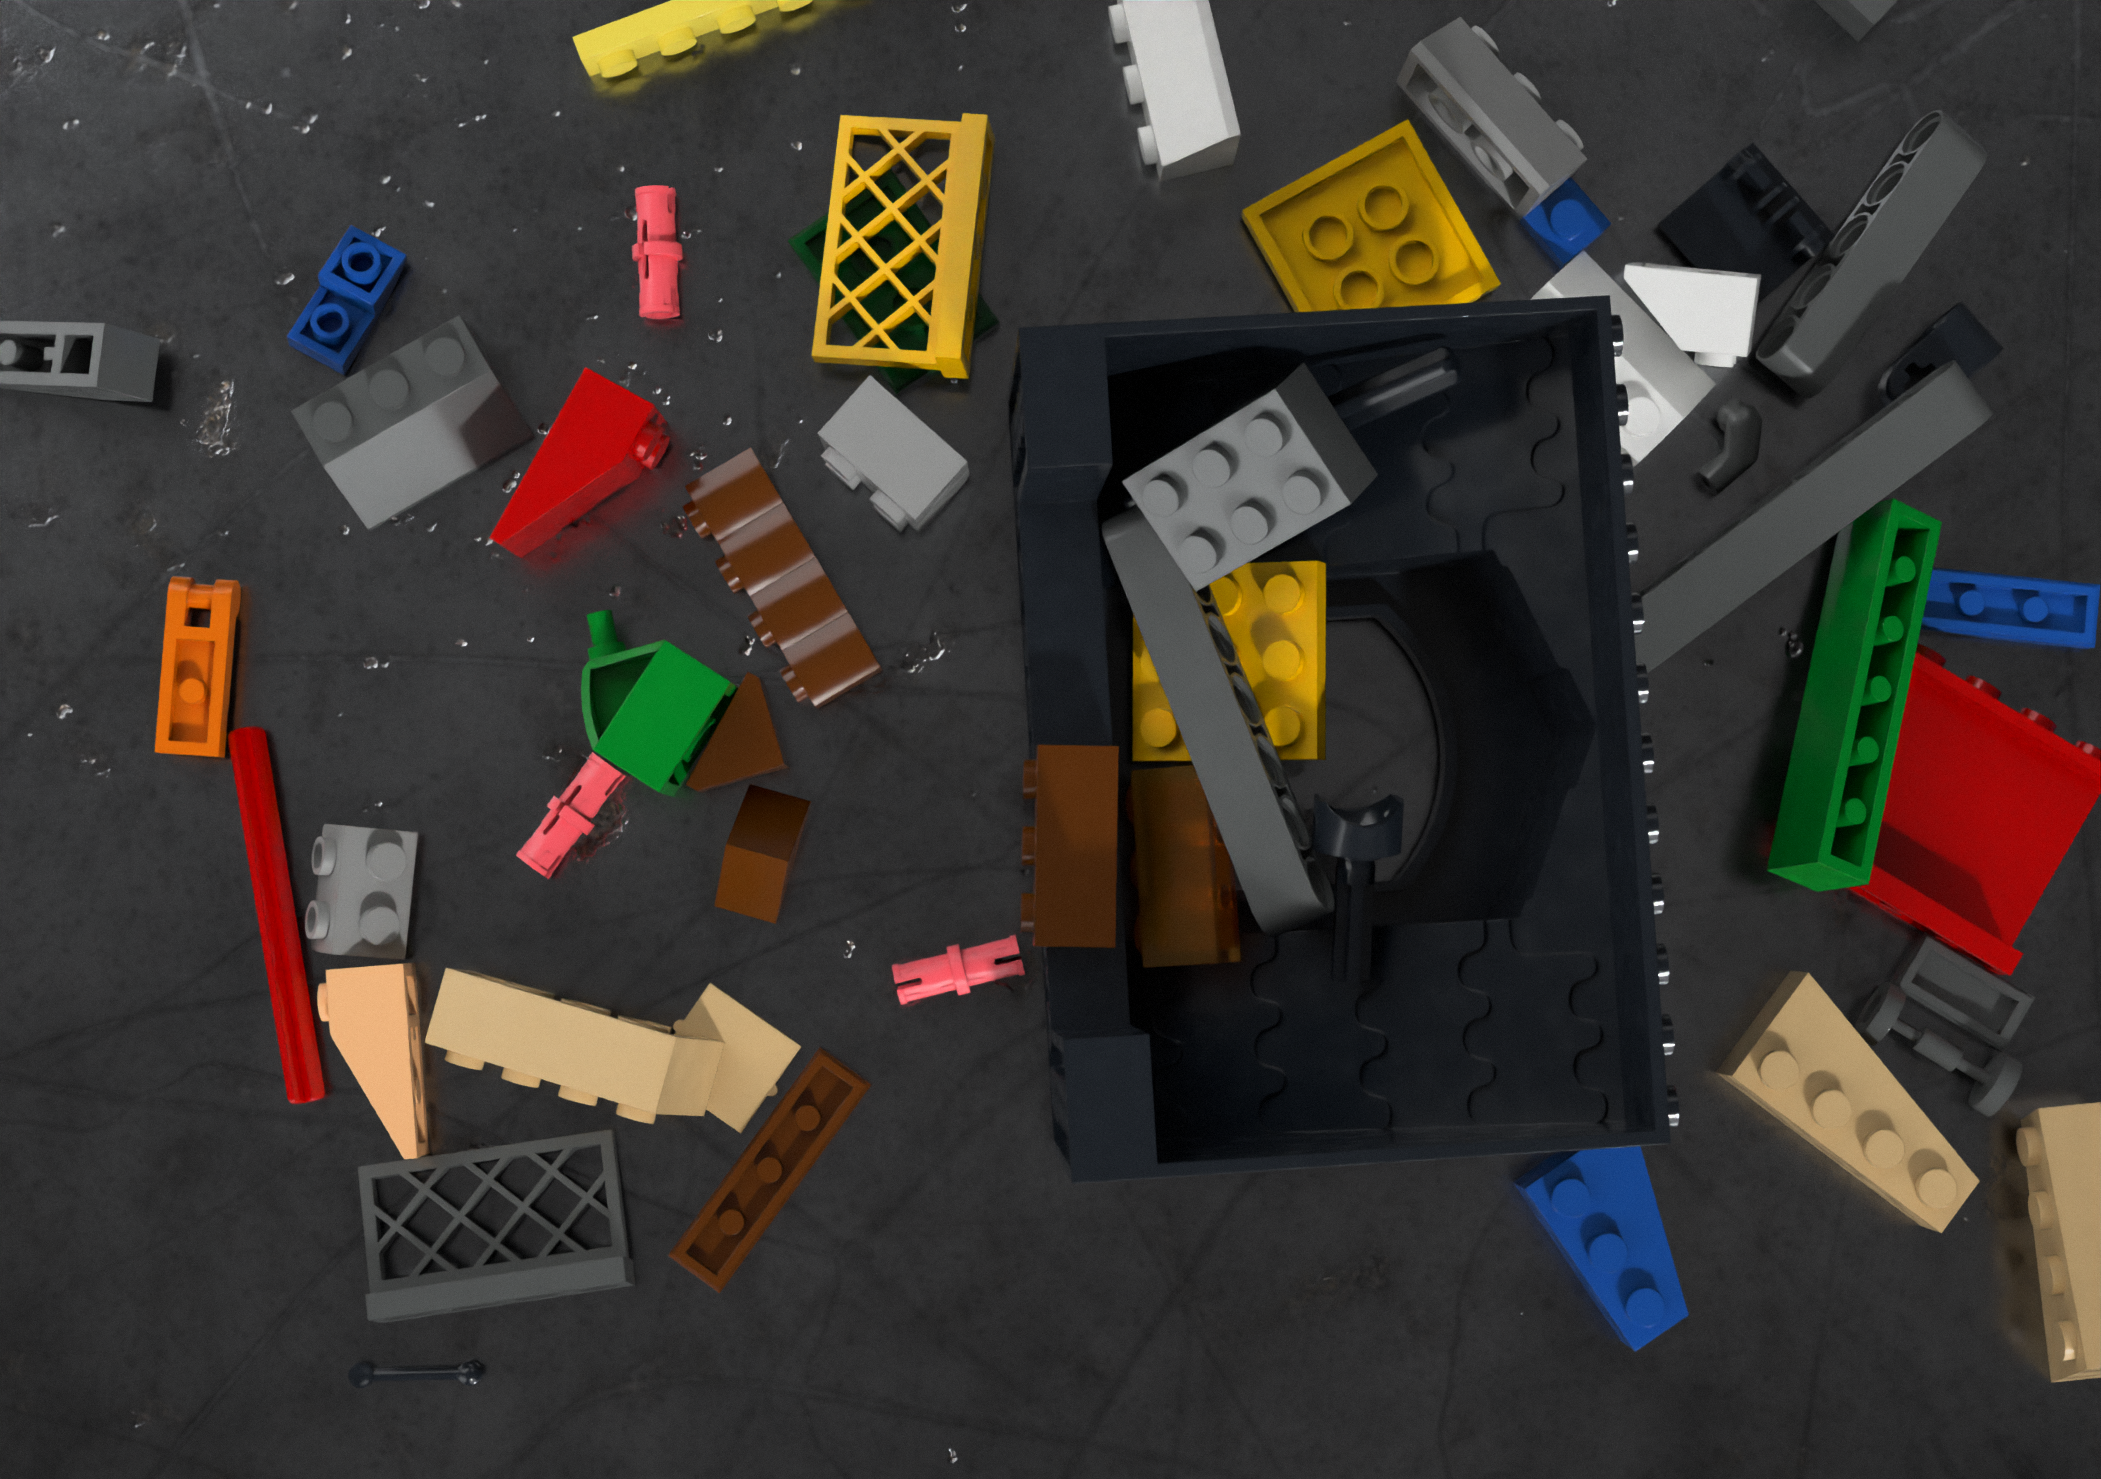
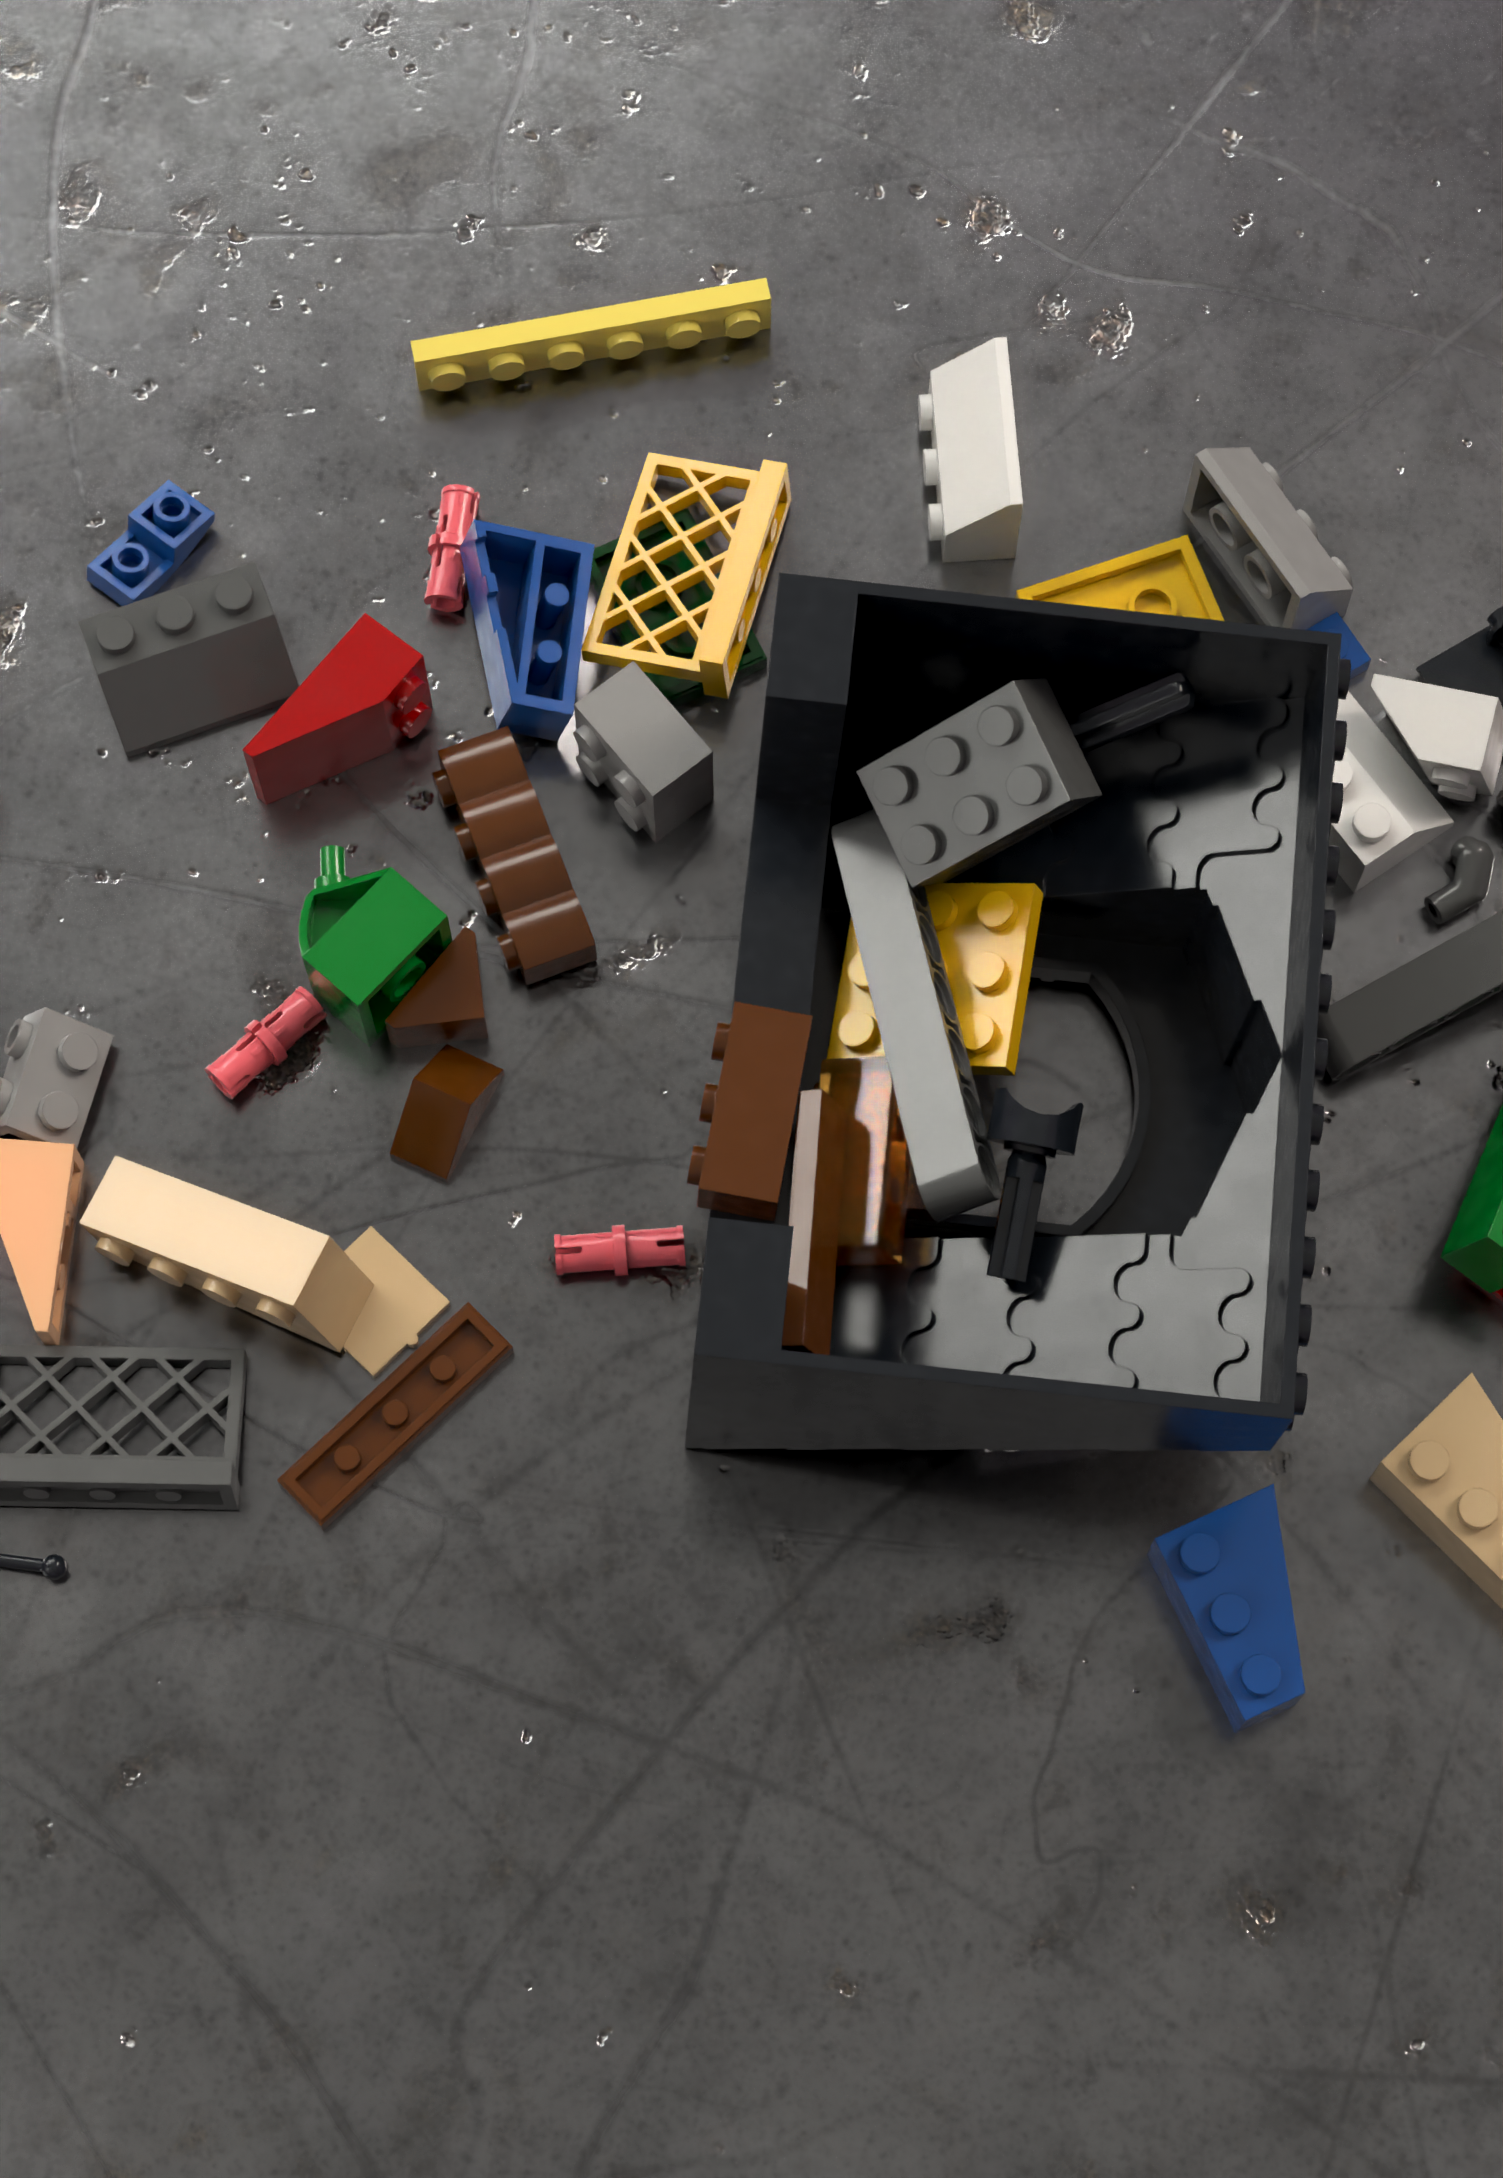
camera: 15 degrees right, 15 degrees down
(754, 332) = (529, 622): none -> blue wedge
(1153, 952) = (815, 1221): none -> reddish brown tile

